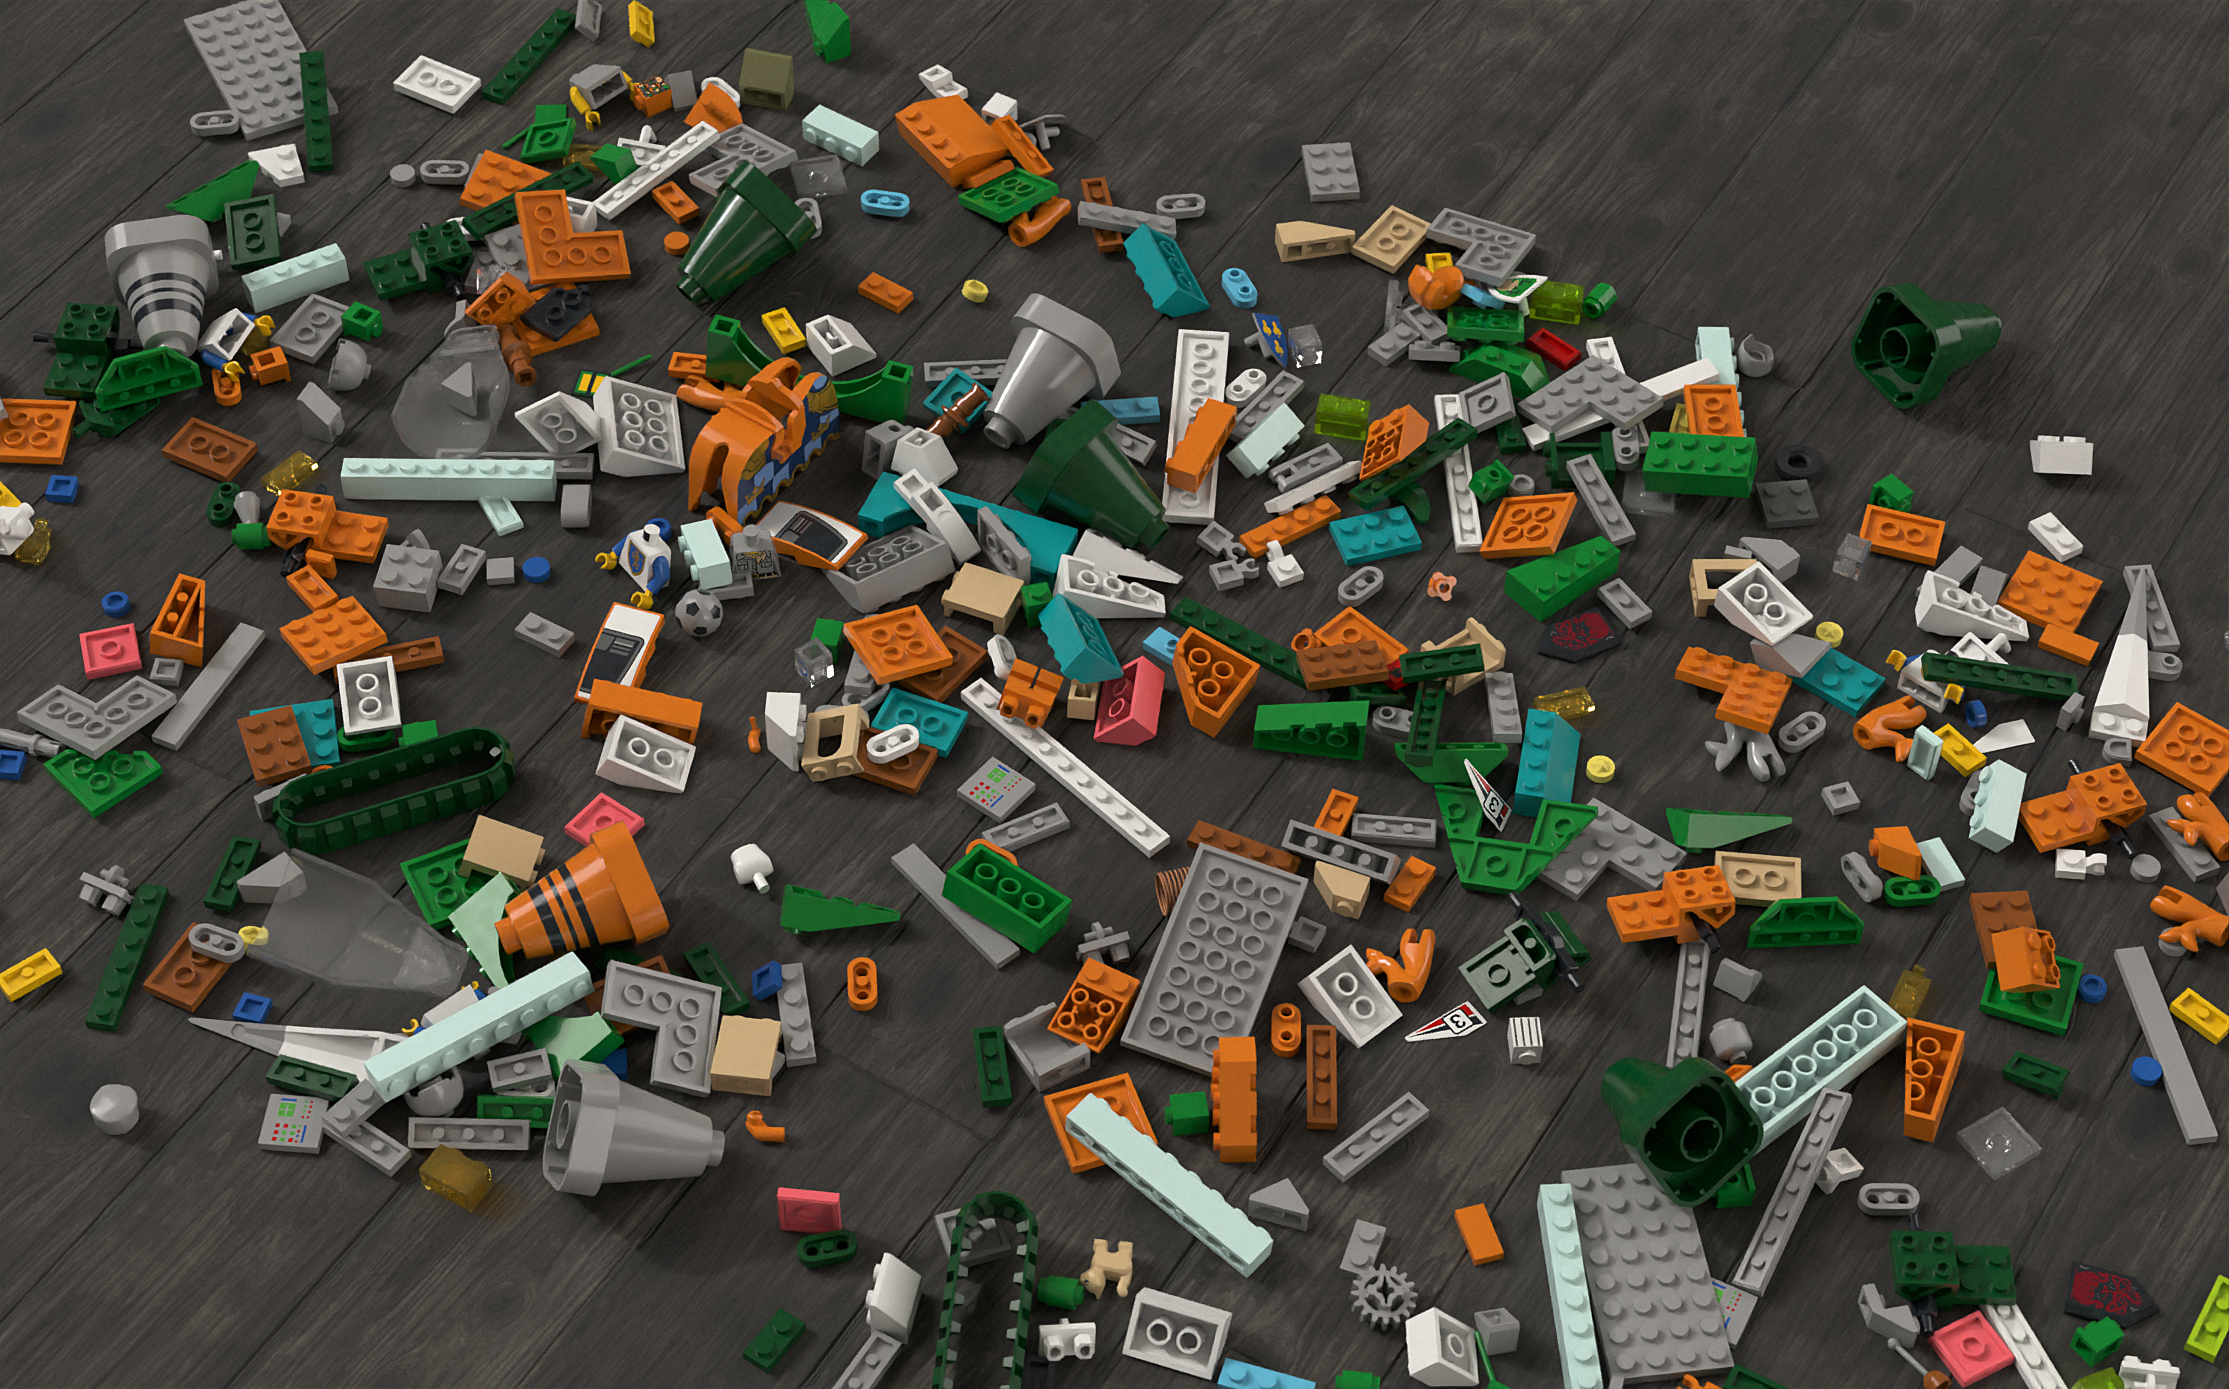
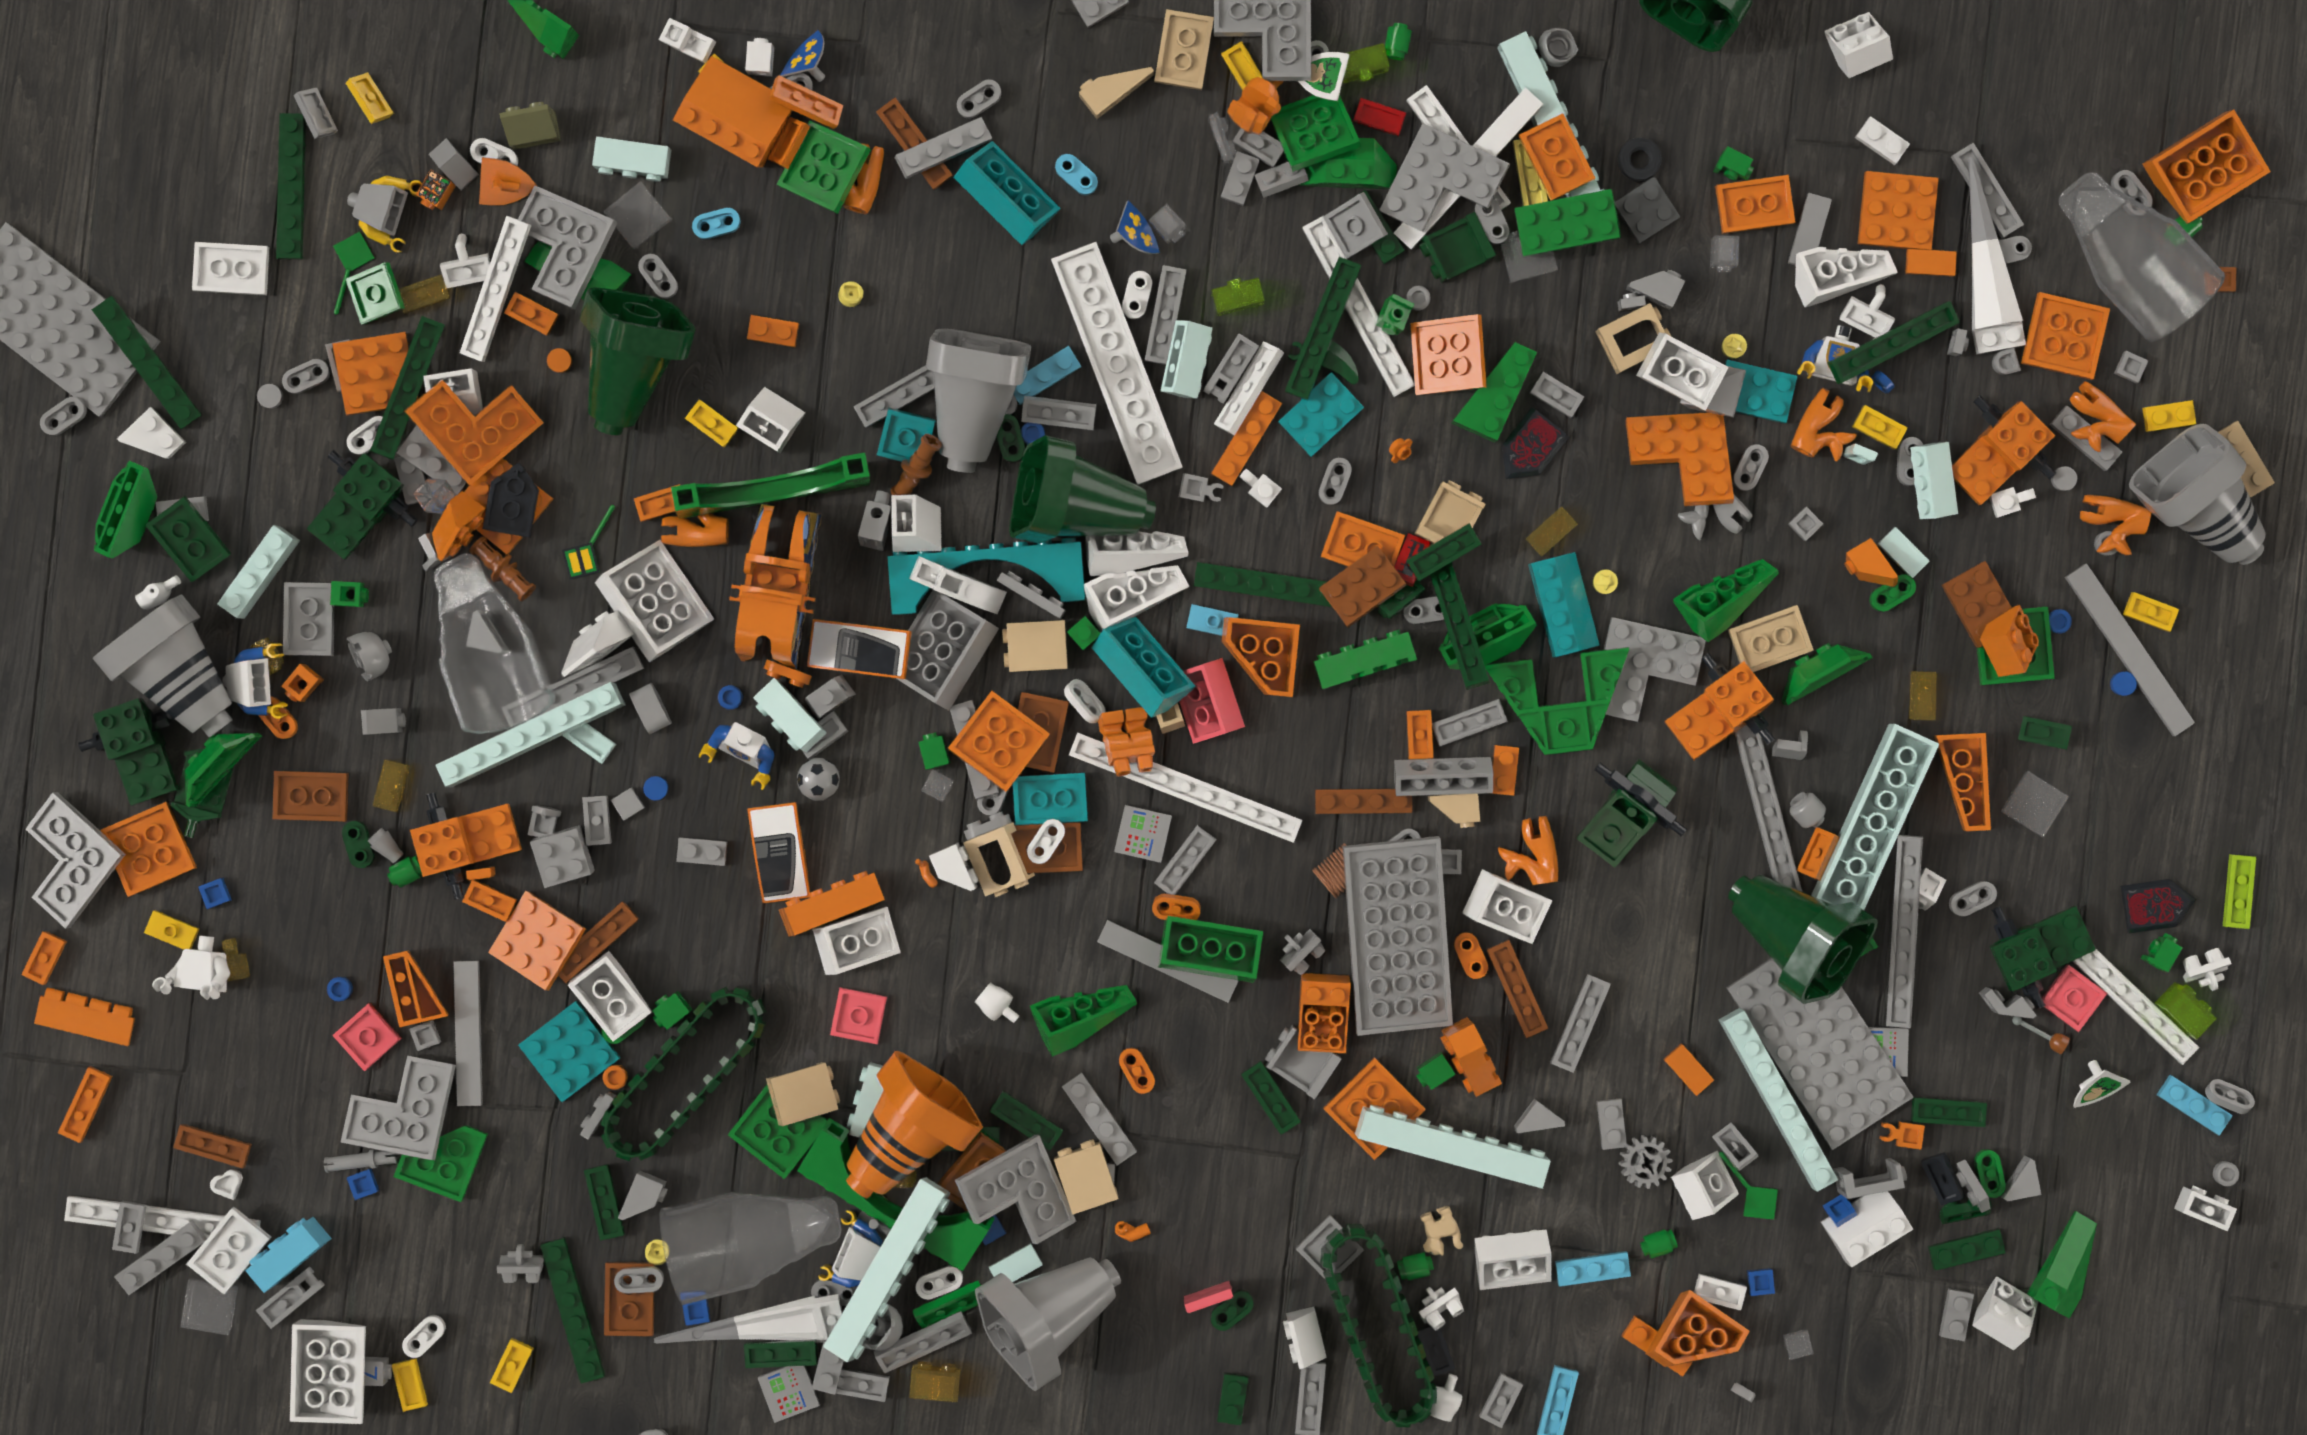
camera: 30 degrees left, 40 degrees up
(274, 746) = (563, 1076): dark orange plate -> none
(519, 1070) = (932, 1281): light grey plate -> none
(614, 162) = (454, 299): green slope -> none
(767, 980) = (1064, 1103): blue tile -> none
(1201, 445) = (1139, 398): orange brick -> none
(1230, 574) = (1222, 520): light grey plate -> none
(1303, 637) = (1316, 571): orange plate -> none
(1392, 440) = (1300, 323): orange slope -> none
(1454, 1023) = (1591, 886): sticker -> none
(1481, 297) = (1296, 98): medium azure plate -> none
(1491, 802) = (1536, 666): sticker -> none
(1503, 707) = (1507, 564): light grey plate -> none
(1525, 1040) = (1655, 884): white brick -> none
(1600, 500) = (1494, 290): light grey plate -> none
(1861, 877) = (1857, 604): light grey plate -> none
(1990, 584) = (1846, 226): light grey slope -> none
(2005, 736) = (1910, 386): white sticker -> none

